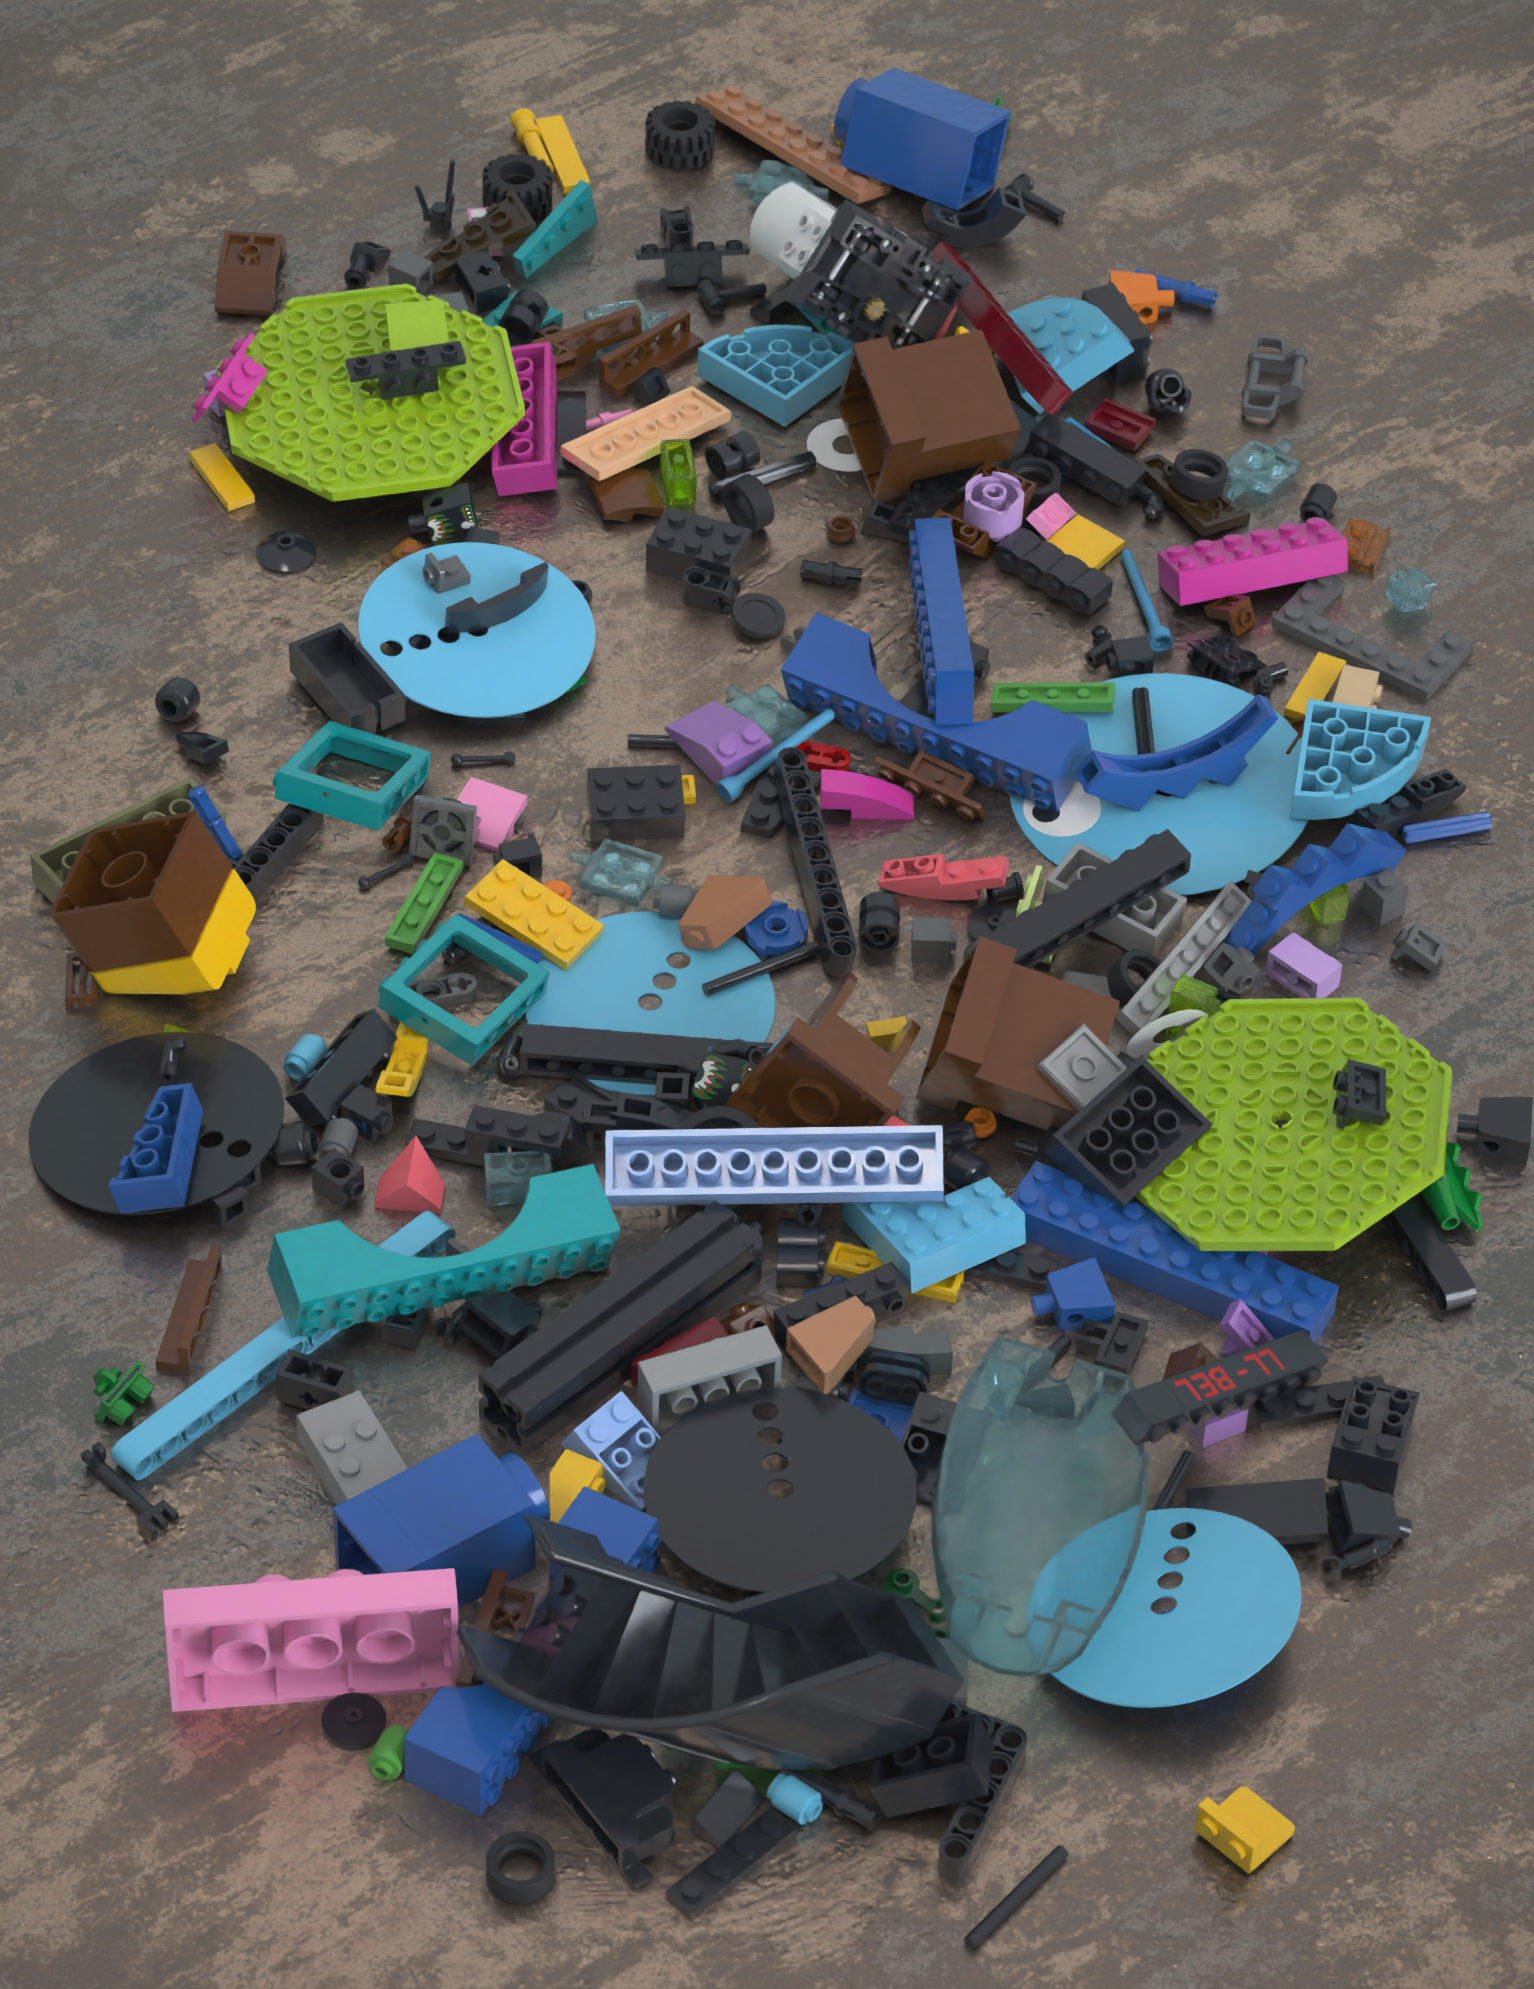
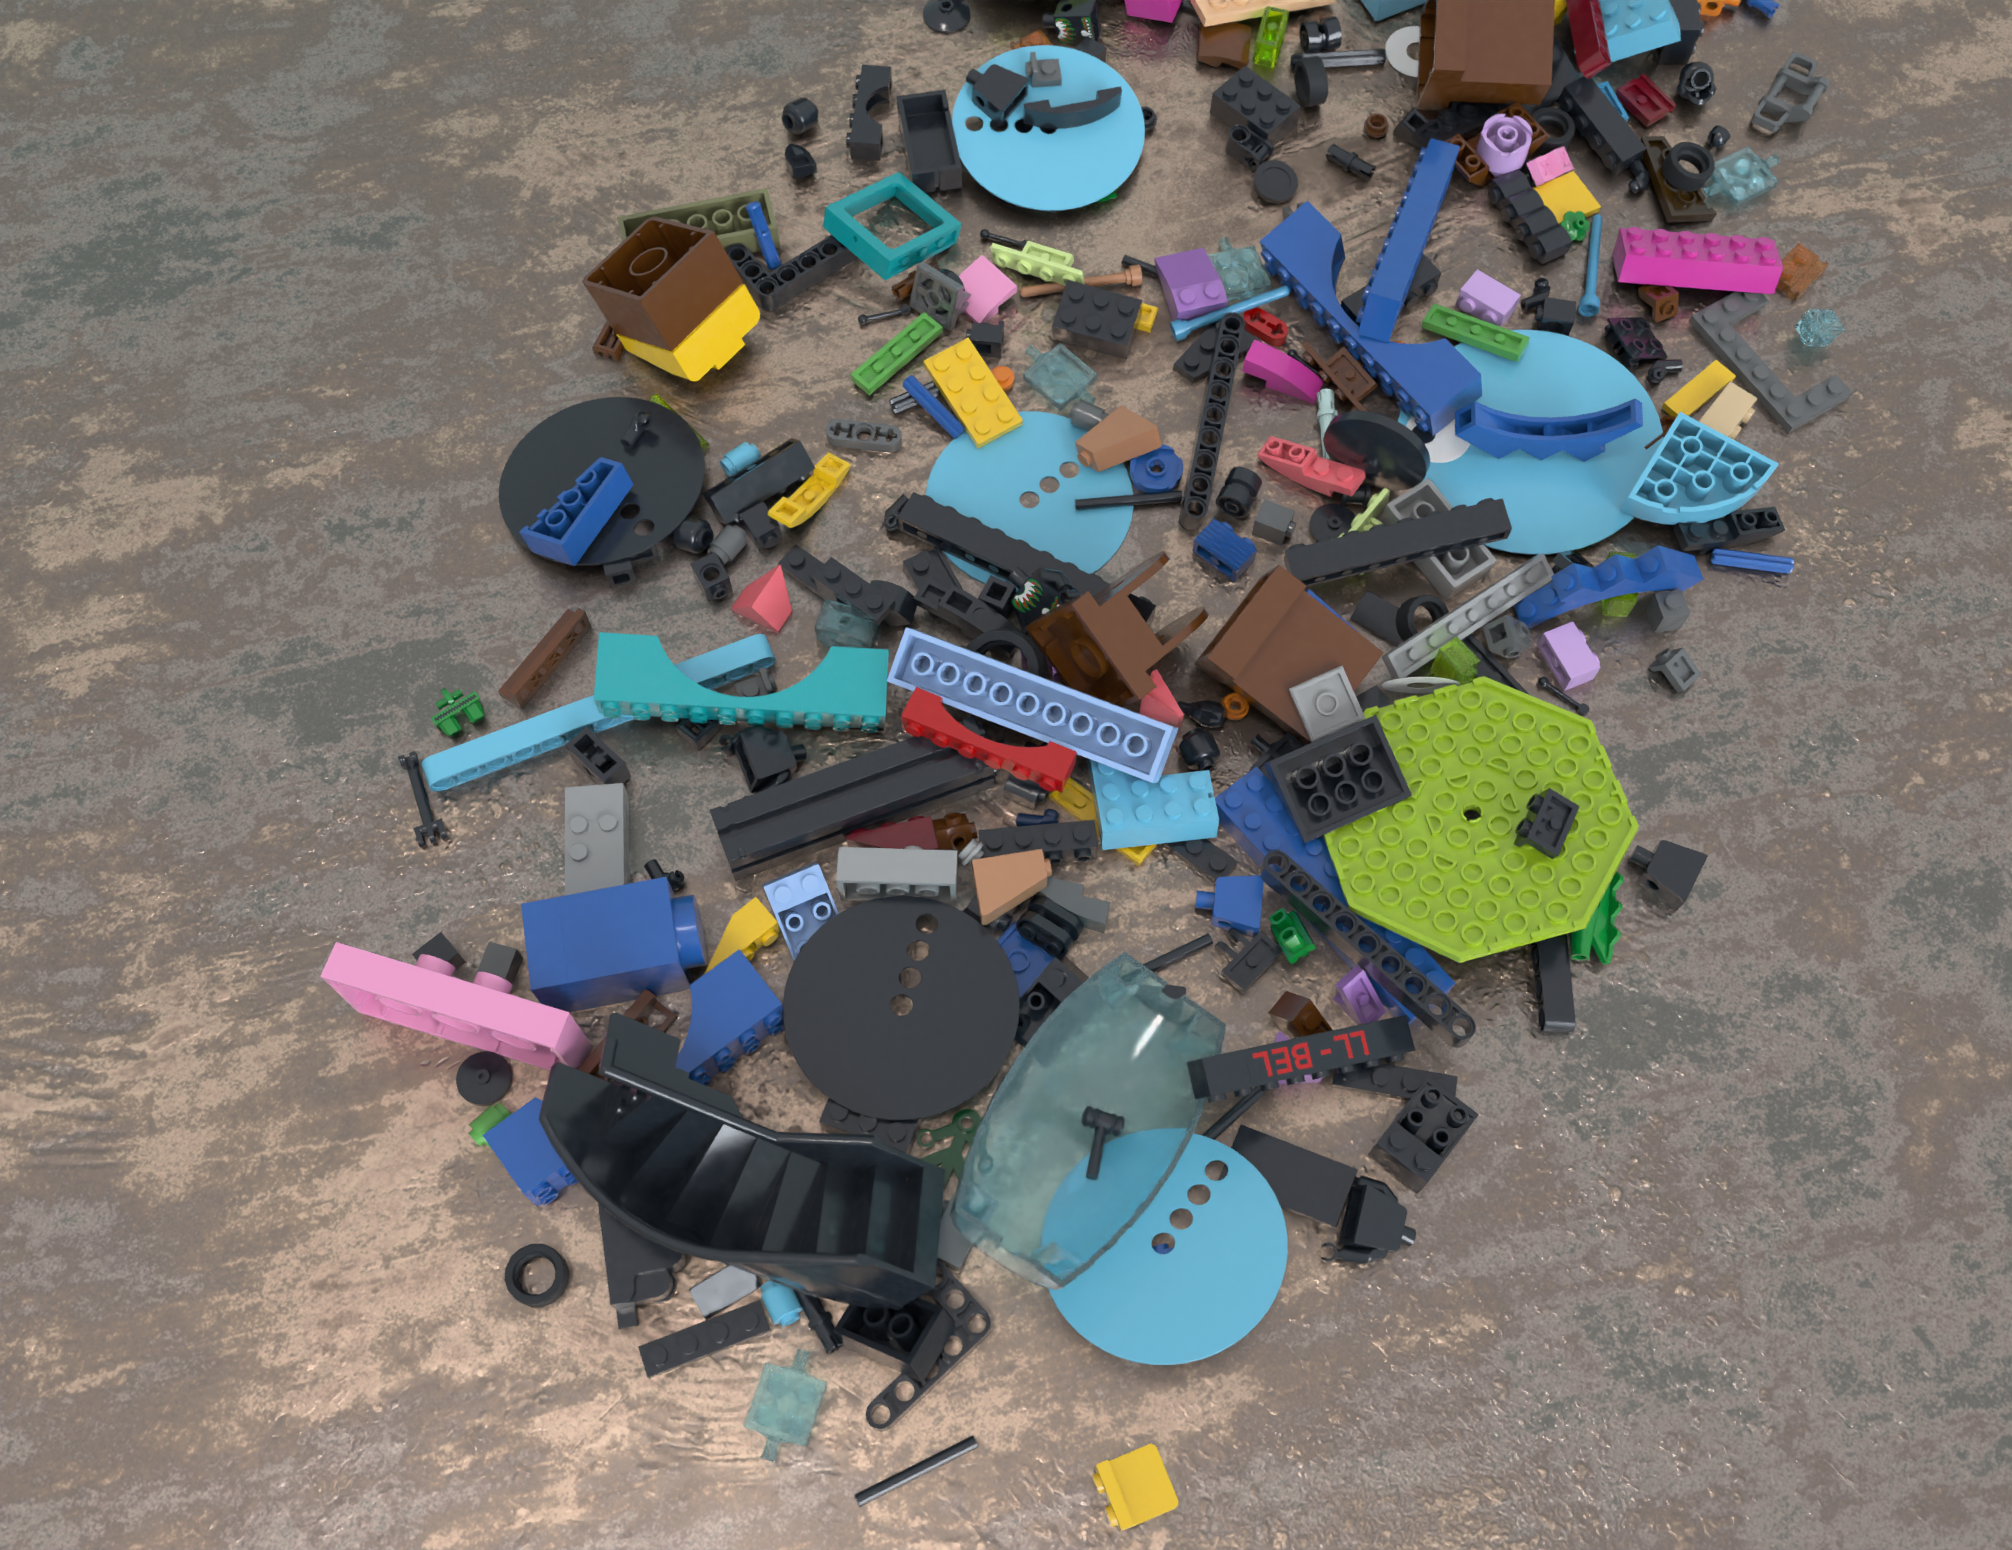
camera: 25 degrees right, 20 degrees up
(265, 697) = (874, 90): none -> black arch
(405, 606) = (997, 91): none -> black torso
(439, 1025) = (867, 493): teal piece -> none
(538, 767) = (1038, 261): none -> yellowish green bracket
(647, 752) = (1130, 276): none -> nougat piece
(680, 1212) = (1045, 765): none -> red arch
(779, 1326) = (971, 852): none -> light grey plate
(850, 1885) = (785, 1405): none -> clear light blue plate
(883, 1031) = (1199, 595): yellow piece -> none
(892, 981) = (1224, 549): none -> blue brick
(937, 827) = (1326, 413): none -> light aqua pin
(1015, 822) = (1380, 447): none -> black dish
(1049, 661) = (1487, 299): none -> lavender brick
(1049, 1525) = (1104, 1124): none -> black piece
(1108, 564) = (1575, 225): none -> green plant
(1143, 720) = (1537, 382): black axle -> none
(1149, 1302) = (1291, 934): none -> green hips
(1215, 438) = (1718, 136): none -> black hinge
(1235, 1276) = (1371, 962): none -> black beam
(1318, 502) = (1777, 222): black brick -> none

